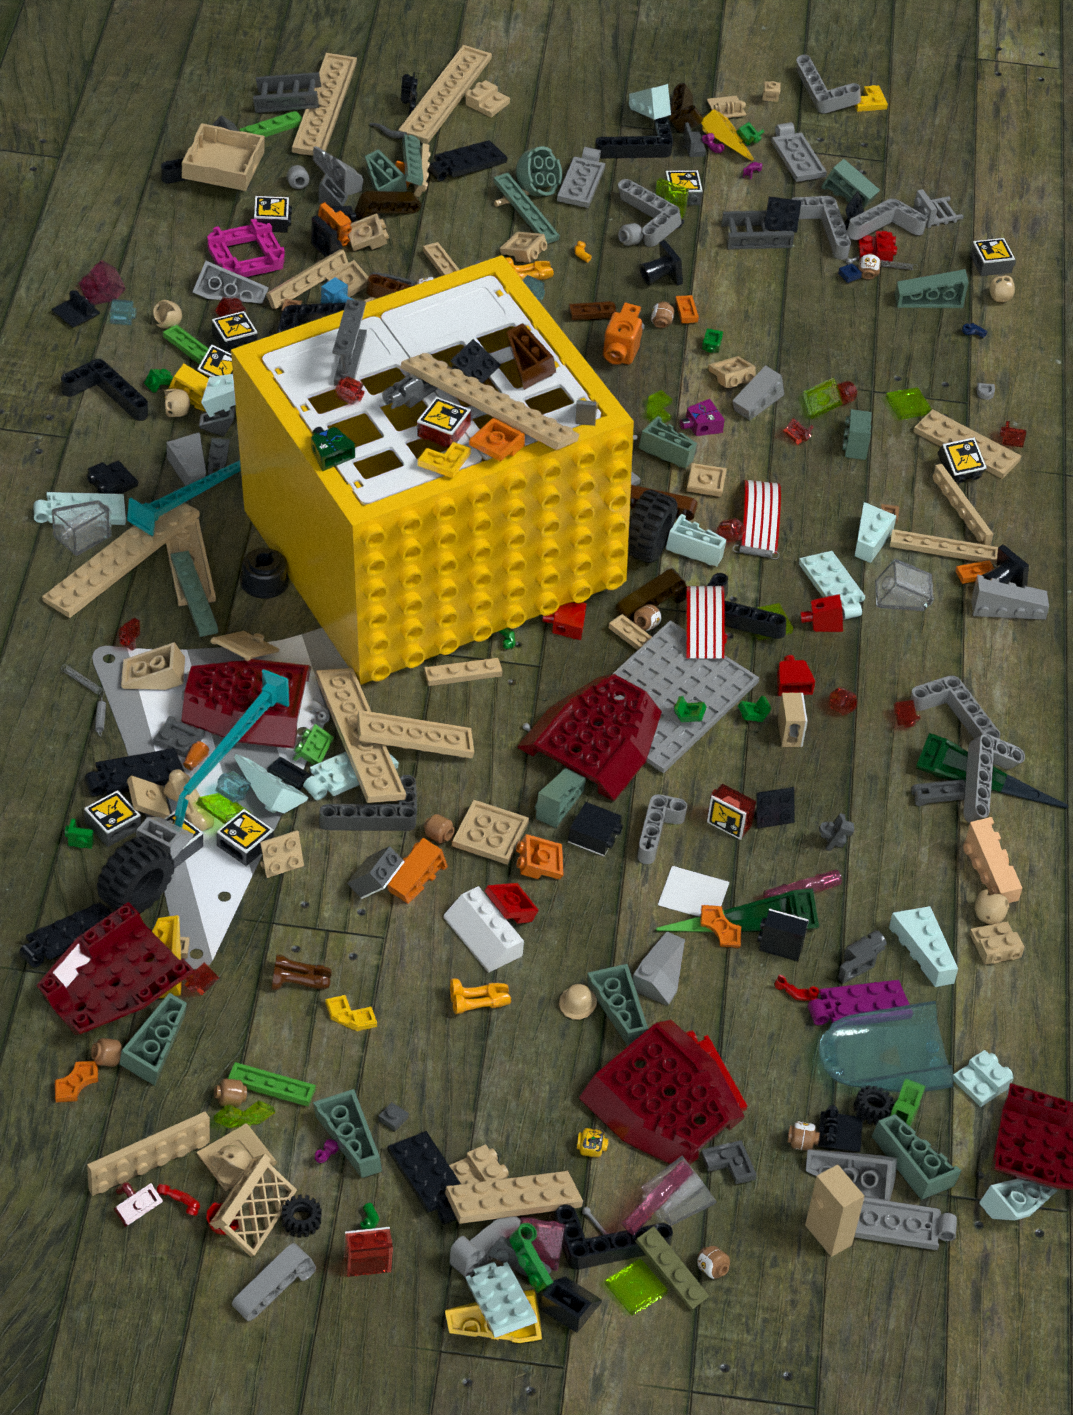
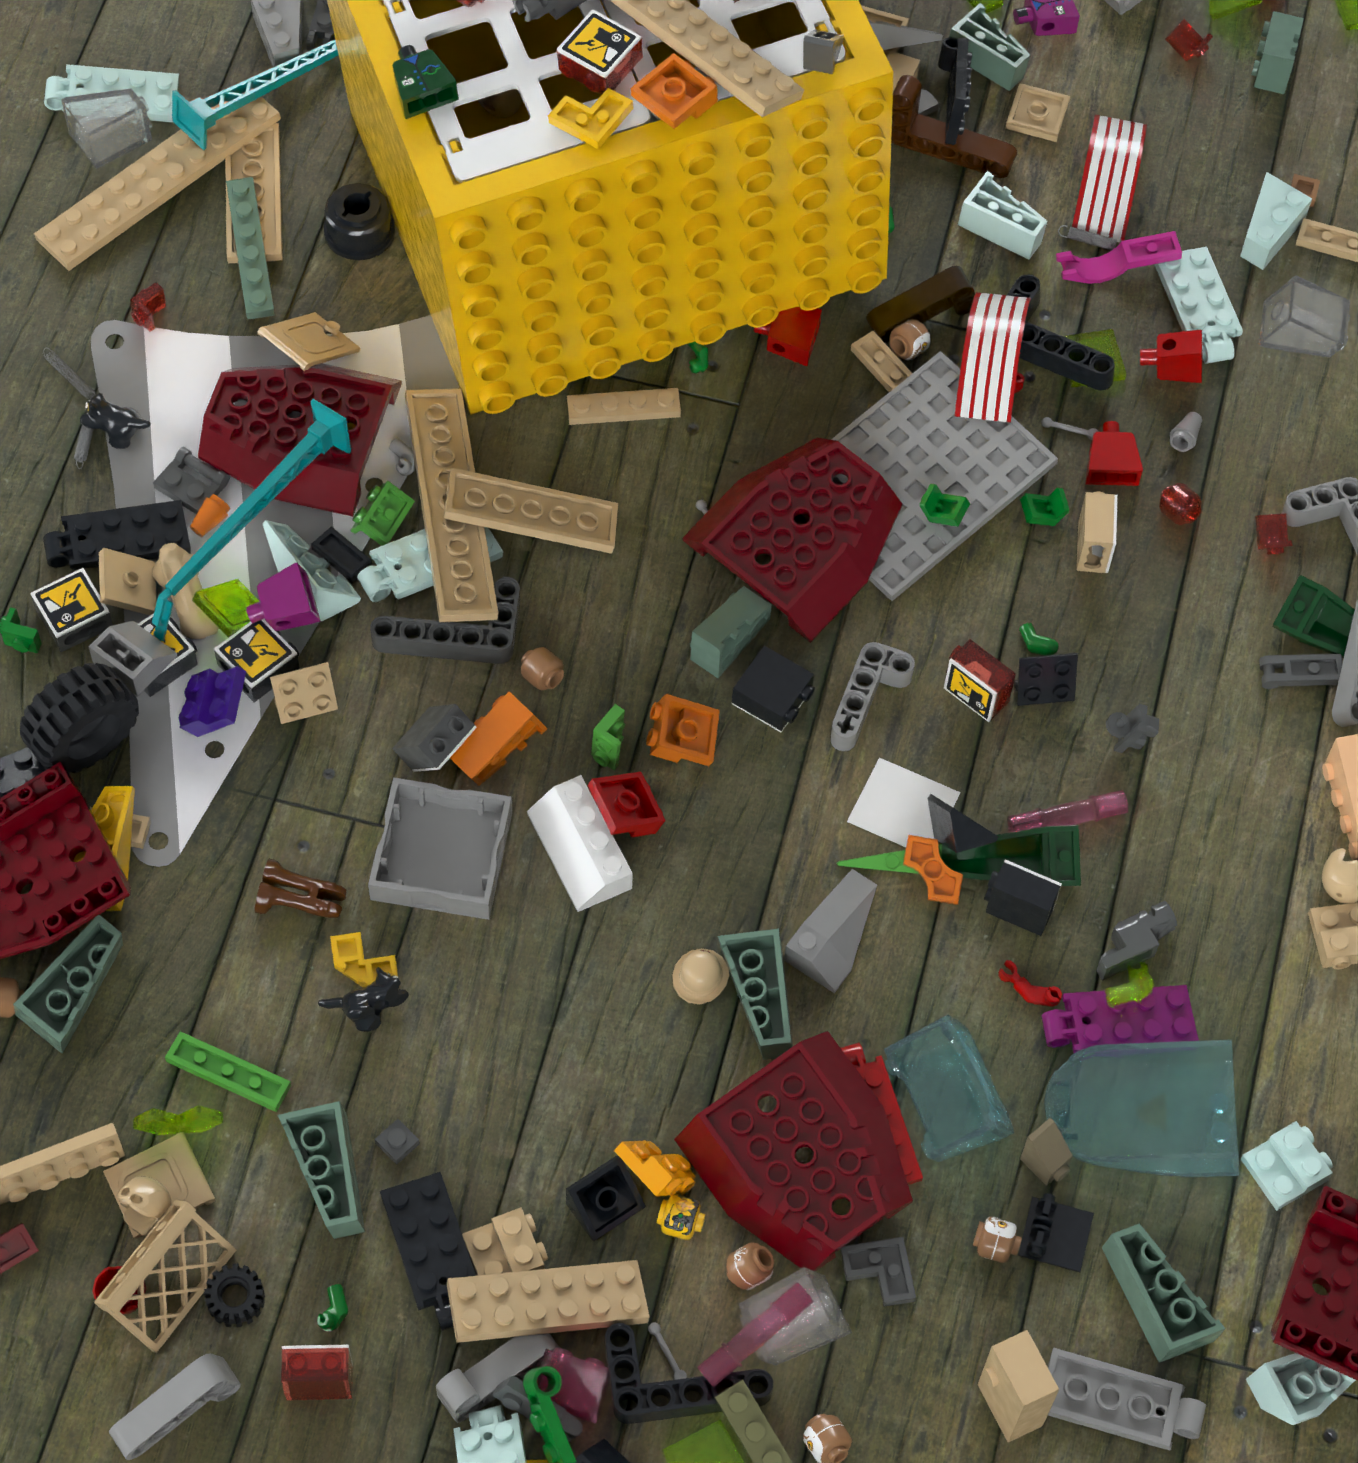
camera: 10 degrees right, 15 degrees up
(111, 478) = (166, 46): black plate -> none
(120, 702) = (115, 420): none -> black animal
(154, 669) = (173, 368): tan slope -> none
(193, 1204) = (69, 1245): red arm -> none
(201, 979) = (154, 888): clear red bracket -> none
(220, 863) = (211, 700): none -> dark purple plate
(230, 1092) = (165, 1081): medium nougat head -> none
(232, 786) = (249, 570): clear light blue brick -> none
(261, 796) = (285, 600): none -> magenta torso
(330, 1147) = (296, 1185): magenta arm -> none
(358, 1034) = (366, 1003): none -> black animal
(391, 940) = (441, 848): none -> light grey tile
(490, 832) = (618, 673): tan plate -> none
(492, 864) = (608, 738): none -> bright green bracket
(494, 996) = (577, 948): light orange piece -> none
(539, 1135) = (604, 1198): none -> black slope
(576, 1111) = (660, 1173): none -> light orange plate
(643, 1165) = (749, 1266): none -> medium nougat head
(651, 525) = (934, 191): black tyre -> none
(653, 463) = (956, 60): none -> black hinge
(731, 530) = (1058, 202): clear red head -> none
(732, 894) = (955, 828): none -> black slope
(746, 661) = (1047, 422): none -> light grey hinge
(754, 1051) = (949, 1089): none -> clear light blue windscreen
(759, 787) = (1036, 643): none -> green arm
(782, 557) = (1125, 256): none -> dark pink piece
(826, 1081) = (1047, 1153): none -> dark tan slope
(838, 660) = (1186, 432): none -> light grey cone
(866, 980) = (1139, 987): none -> clear neon green piece
(870, 1173) = (1075, 1310): light grey wedge -> none
(876, 1097) = (1120, 1183): black tyre -> none
(908, 1101) = (1163, 1202): bright green brick -> none
(926, 943) = (1235, 920): light aqua wedge -> none

